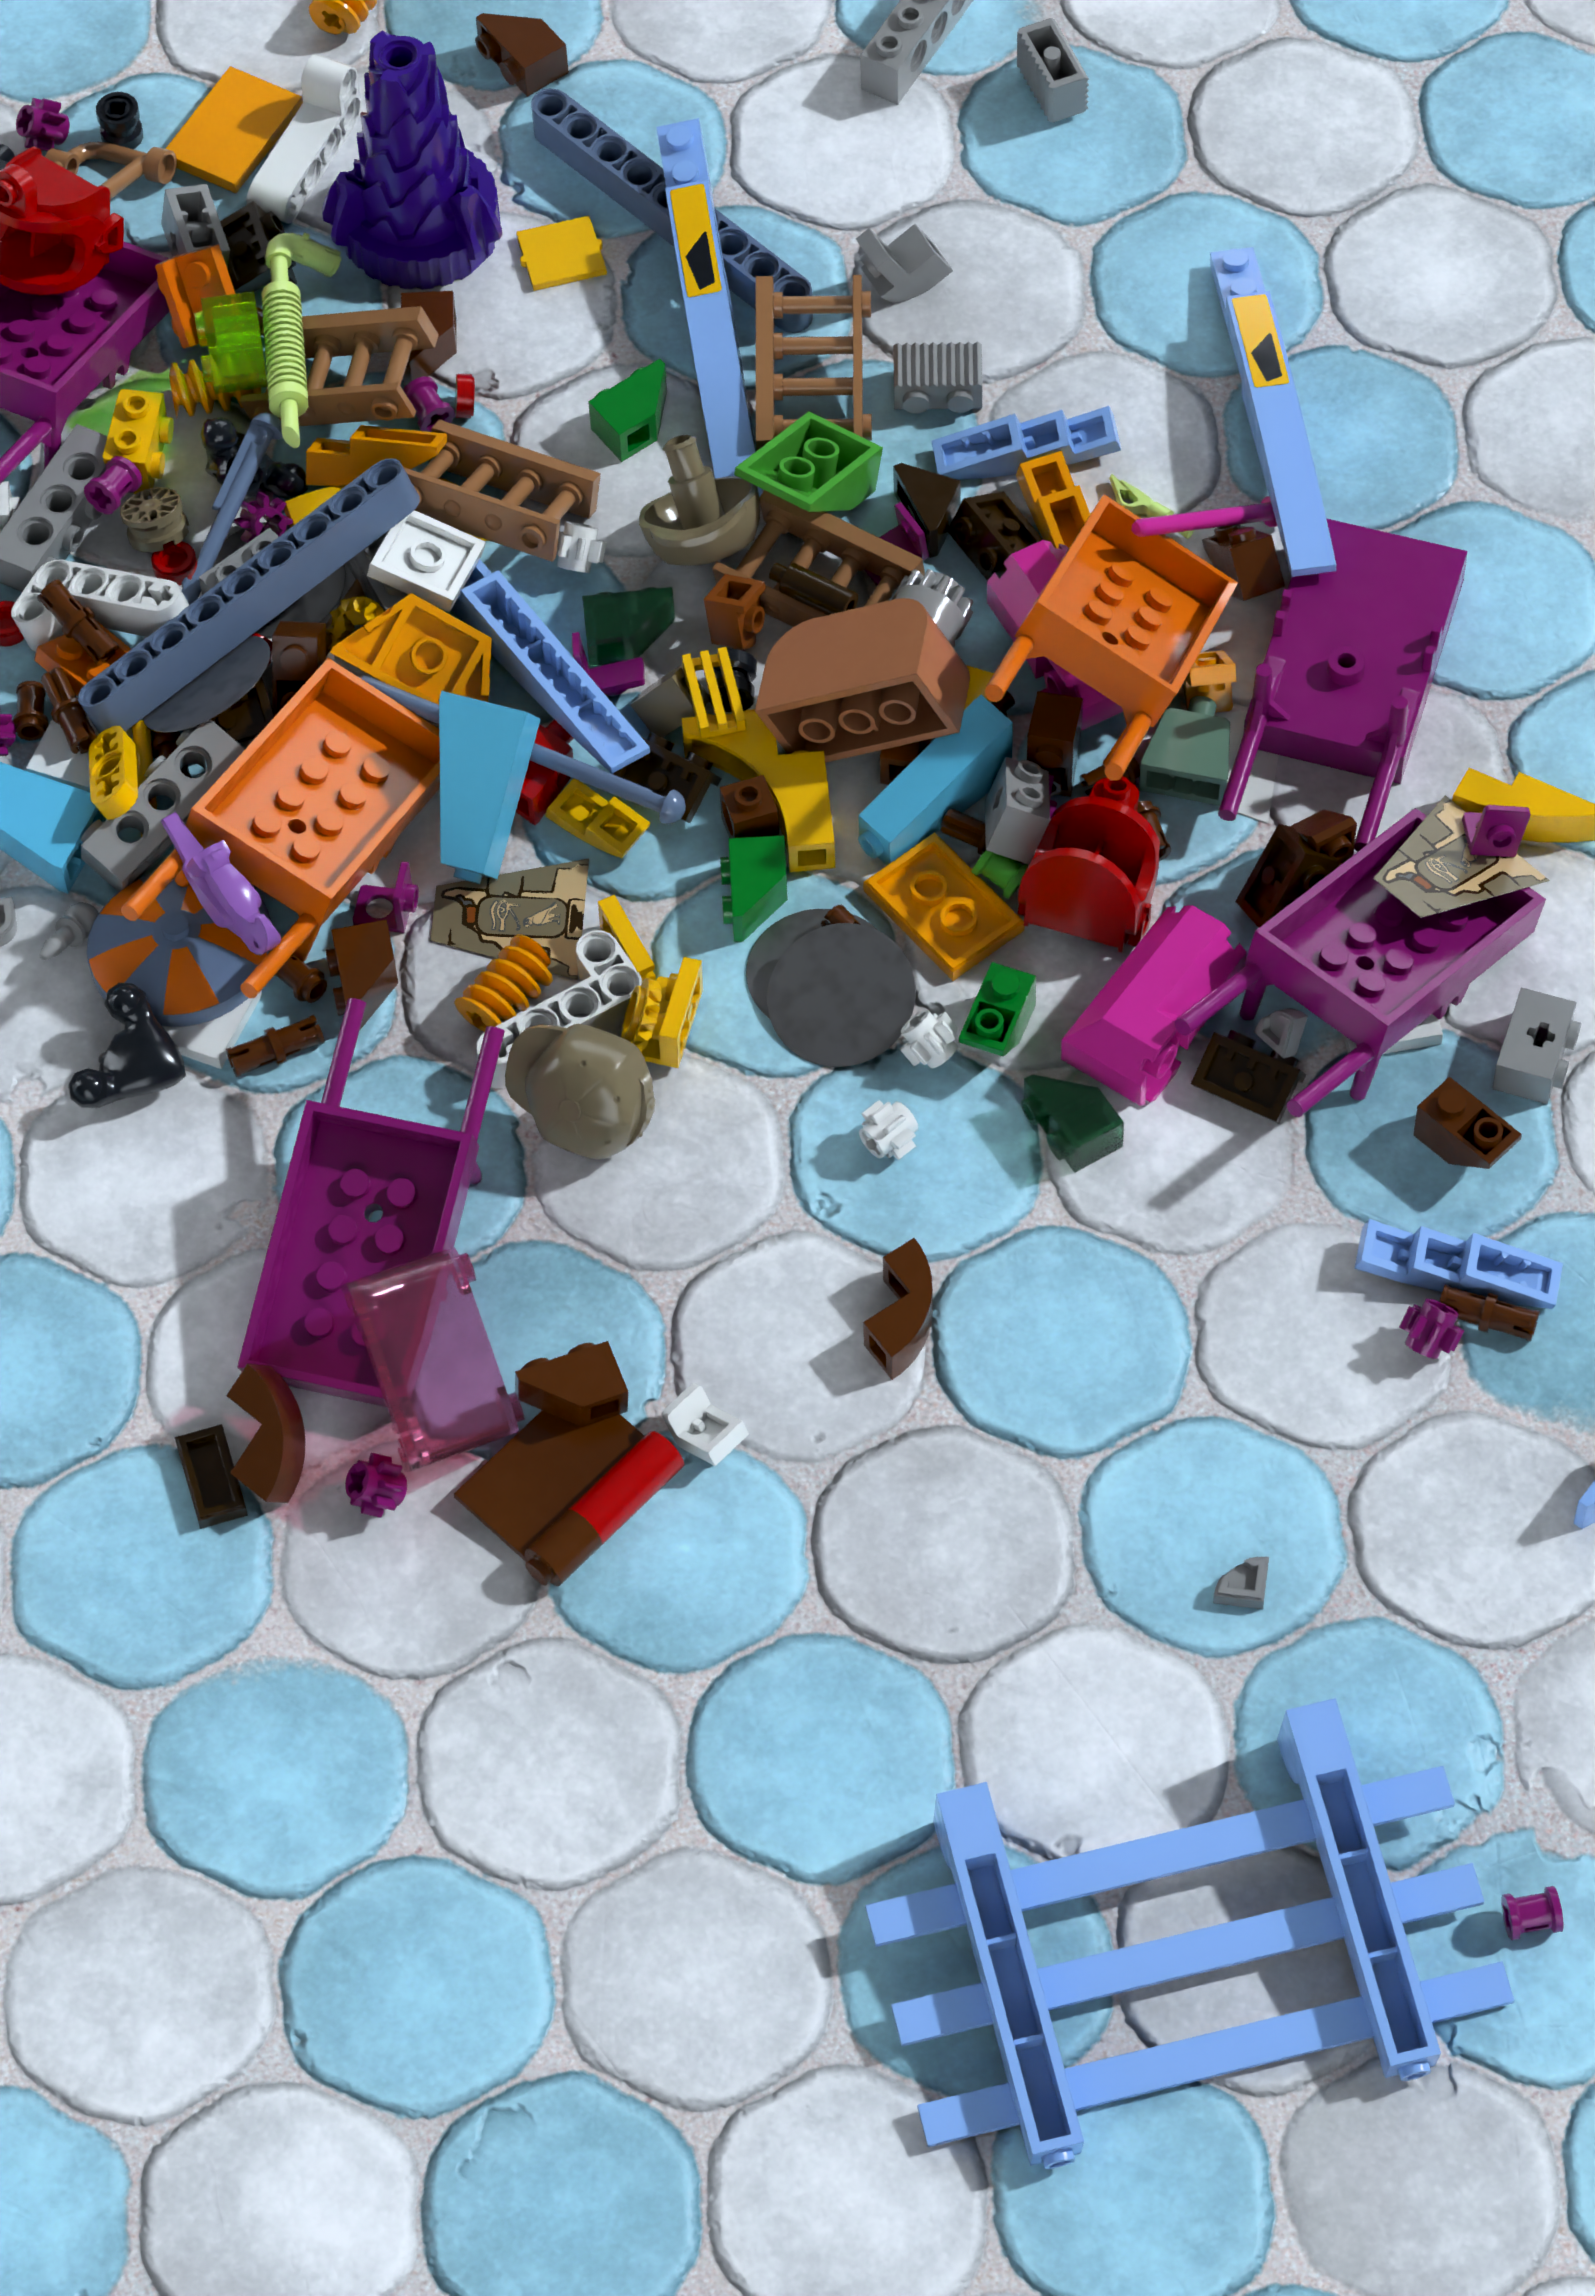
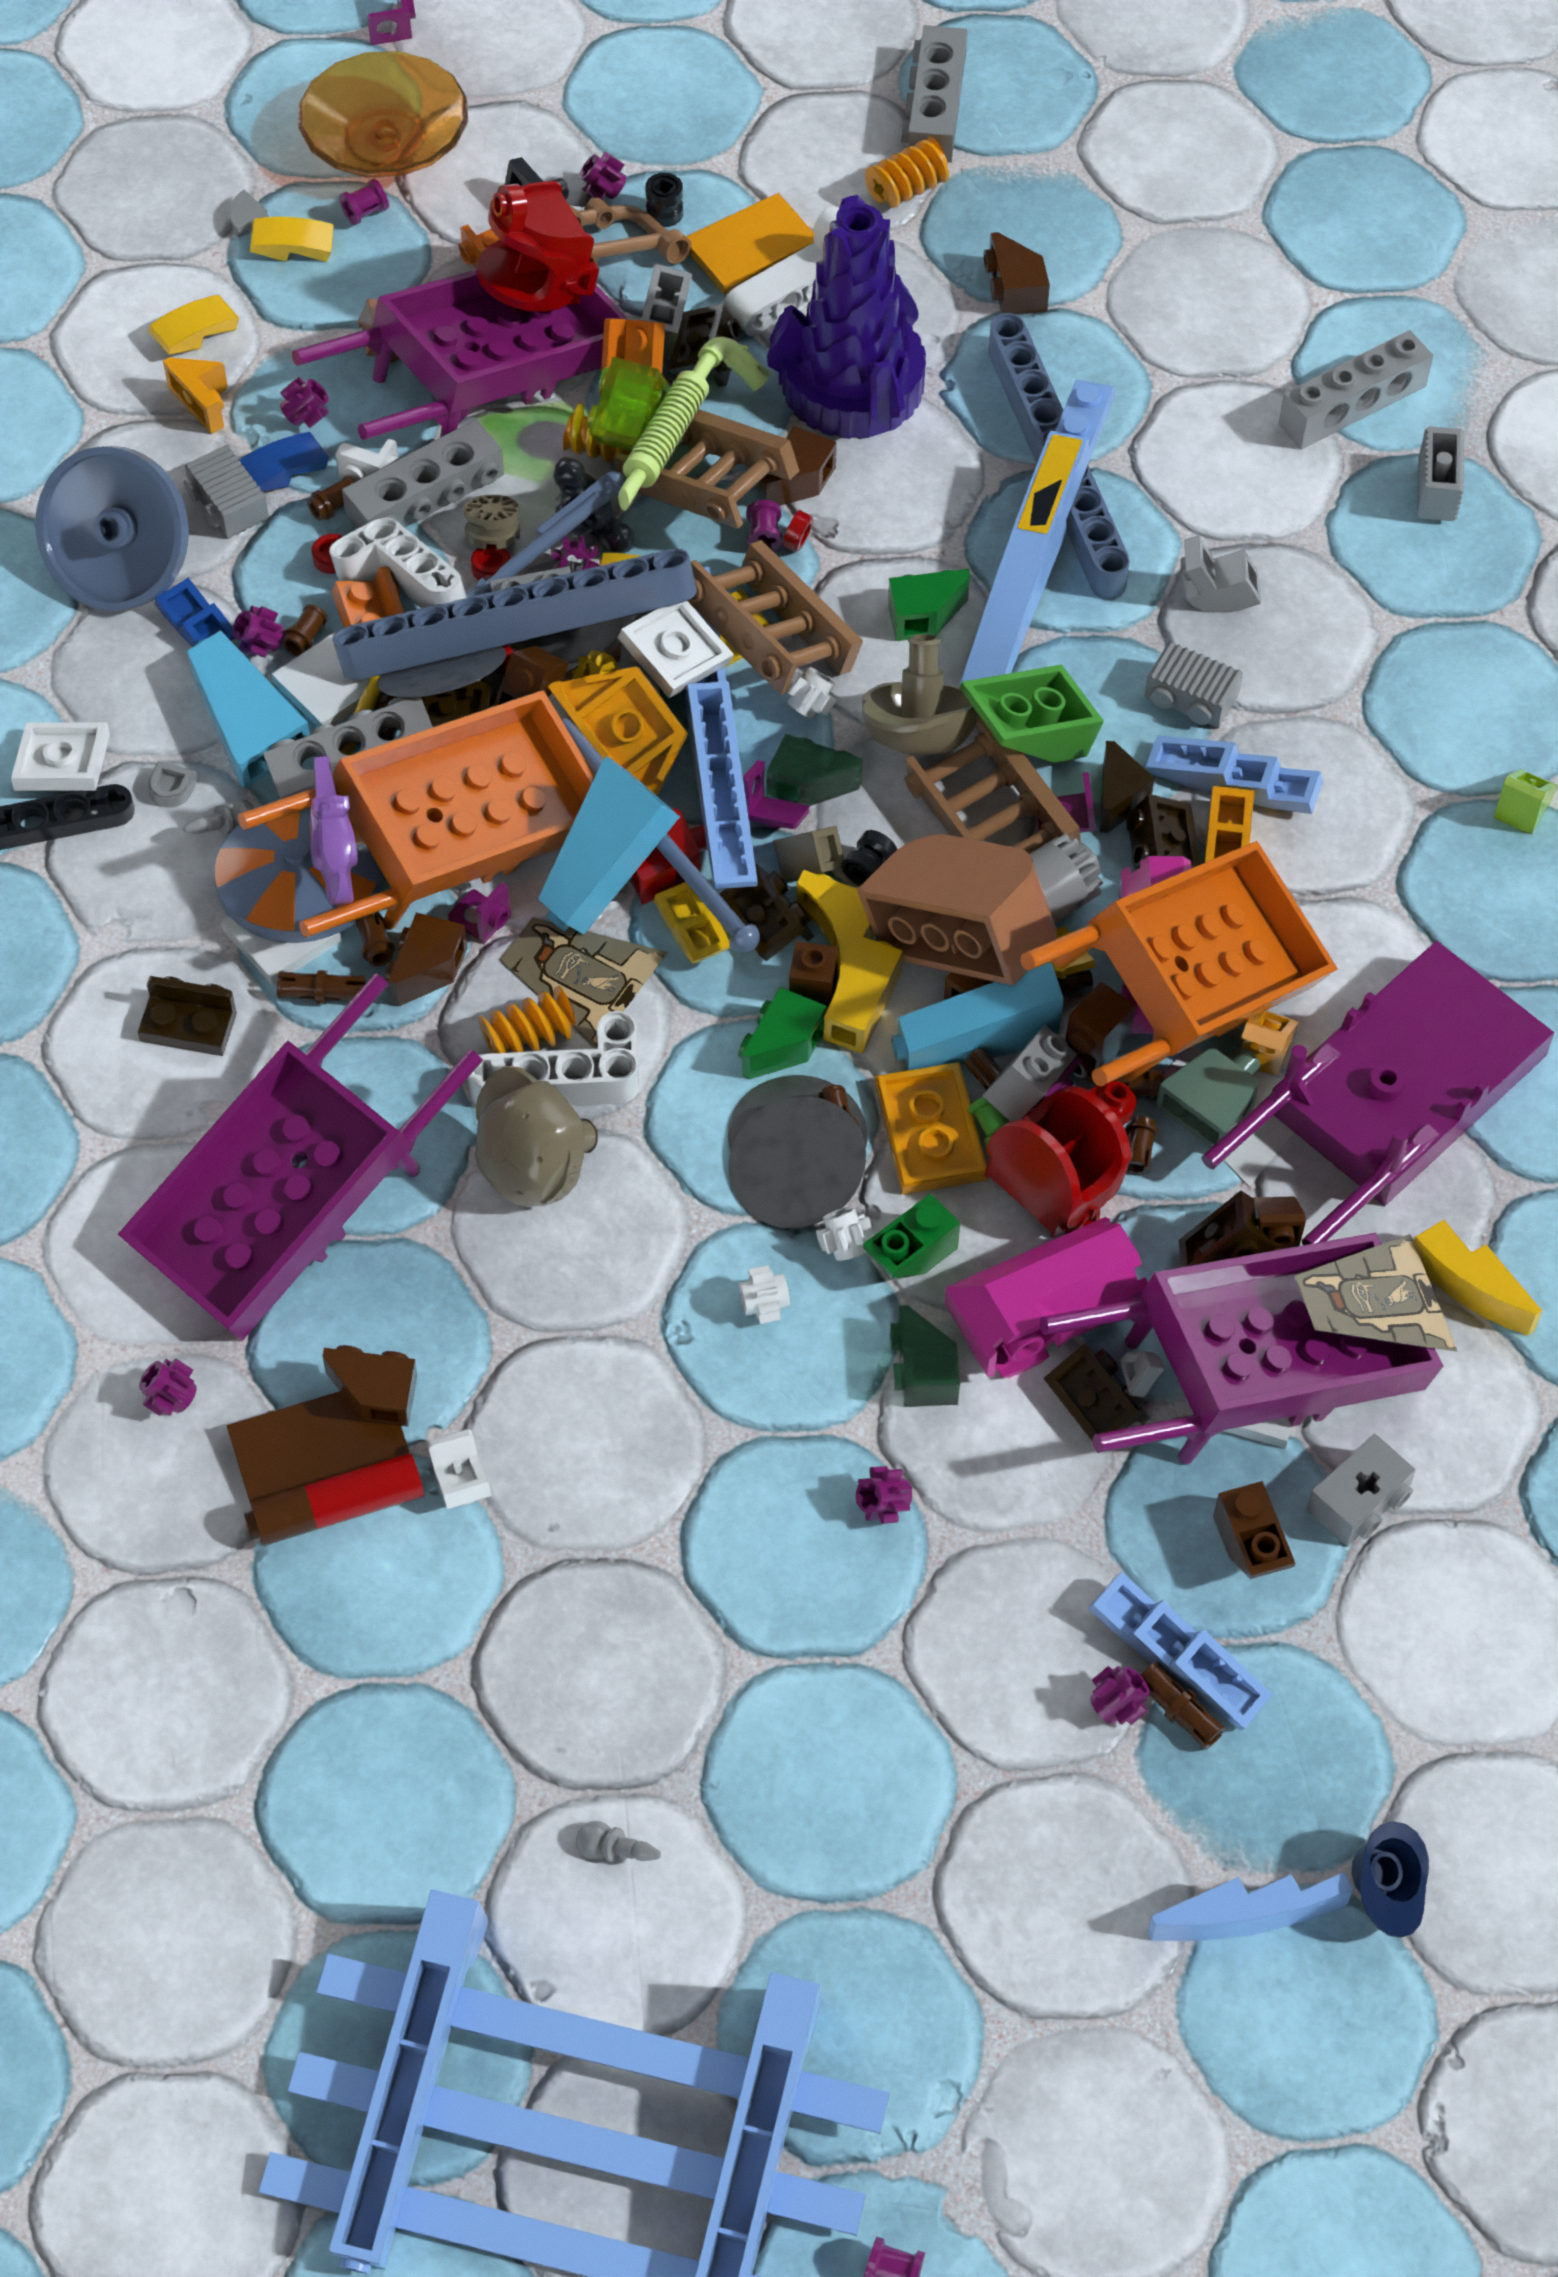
camera: 25 degrees right, 0 degrees up
(68, 711) = (325, 655): reddish brown axle -> none
(78, 622) = (373, 574): reddish brown pin -> none
(113, 484) = (471, 479): magenta bush -> none
(113, 772) = (324, 706): yellow beam -> none
(138, 1058) = (202, 948): black head -> none
(139, 433) = (520, 451): yellow bracket -> none
(160, 1134) = (187, 1015): none -> dark brown bracket
(208, 1476) = (51, 1314): dark brown tile -> none
(277, 1451) = (105, 1319): reddish brown brick -> none
(341, 461) = (698, 538): light orange slope -> none
(433, 1358) = (259, 1303): clear pink windscreen -> none
(561, 253) = (951, 451): yellow piece -> none
(615, 921) = (648, 1037): yellow tile -> none
(642, 1013) = (615, 1100): yellow gear -> none
(676, 1014) = (647, 1113): yellow bracket -> none
(706, 663) = (847, 833): yellow tile -> none
(735, 611) = (903, 810): dark orange brick -> none
(772, 347) = (1065, 597): medium nougat fence -> none
(813, 589) = (975, 812): dark brown cylinder -> none
(902, 1328) = (678, 1468): reddish brown brick -> none
(1039, 1690) = (599, 1841): none -> light grey bar
(1112, 1256) = (884, 1494): none -> magenta gear
(1141, 503) = (1305, 870): yellowish green hand -> none
(1206, 519) = (1410, 923): dark pink bar -> none
(1244, 1584) = (827, 1838): light grey tile -> none
(1247, 558) = (1359, 953): reddish brown slope -> none
(1273, 412) = (1455, 840): light blue slope -> none
(1310, 349) = (1524, 800): none -> lime slope
(1497, 830) = (1429, 1285): magenta bracket -> none

